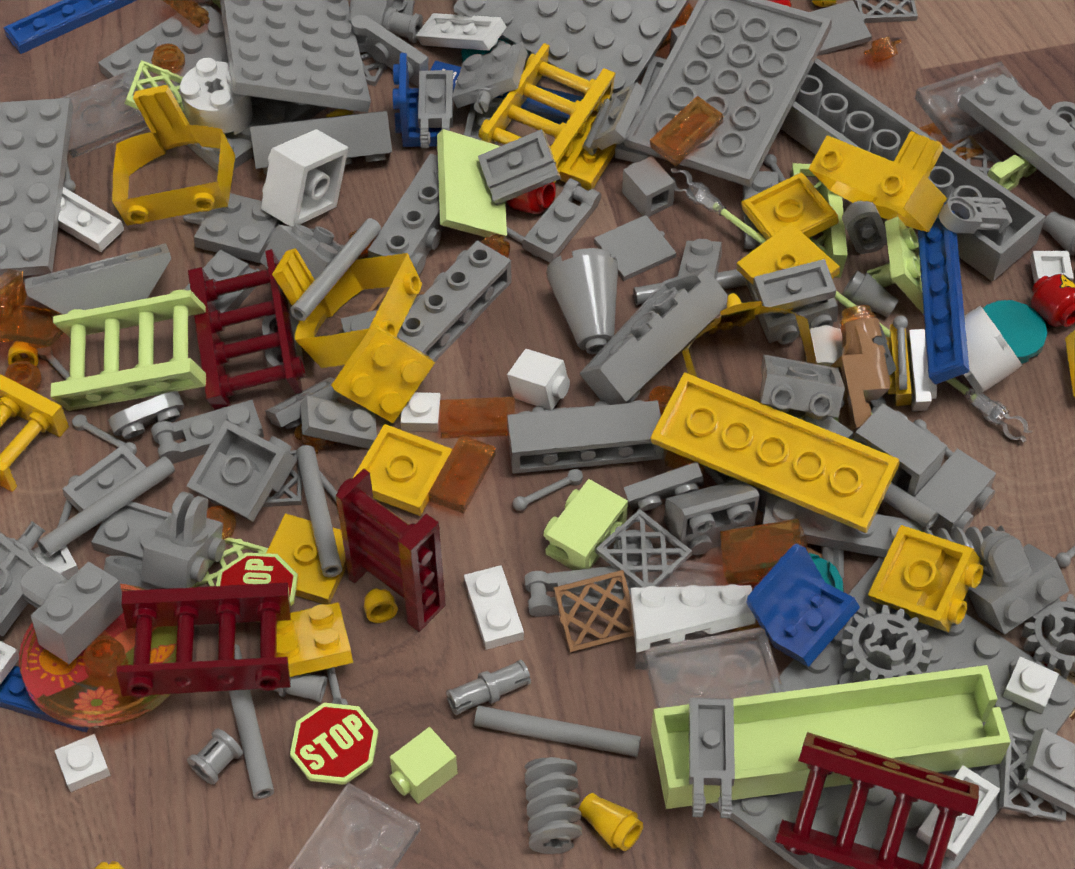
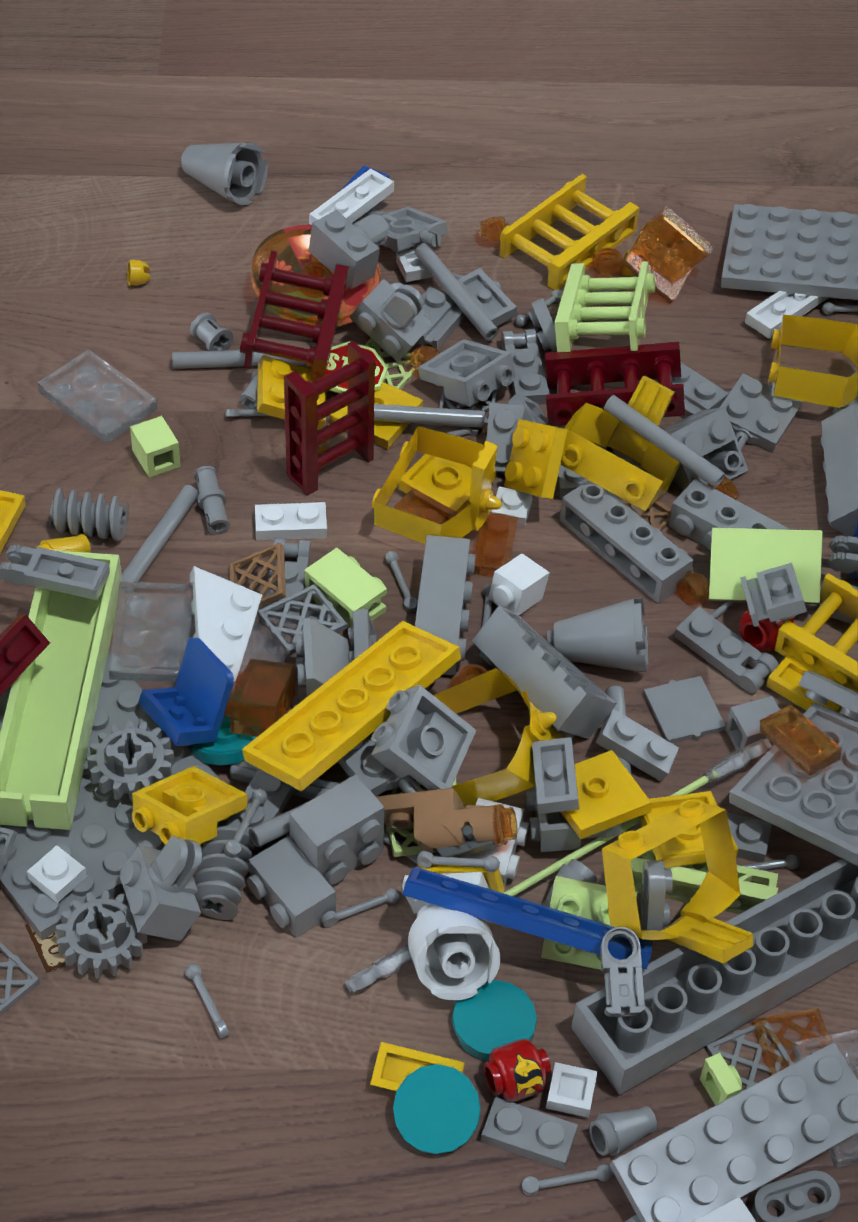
camera: 100 degrees right, 5 degrees down
(82, 762) = (236, 270): white plate -> none
(101, 282) = (694, 302): light grey wedge -> none
(304, 177) = (788, 437): white brick -> none
(334, 743) = (194, 397): piece -> none
(449, 400) = (452, 448): none -> yellow piece
(955, 530) = (233, 847): none -> light grey hinge

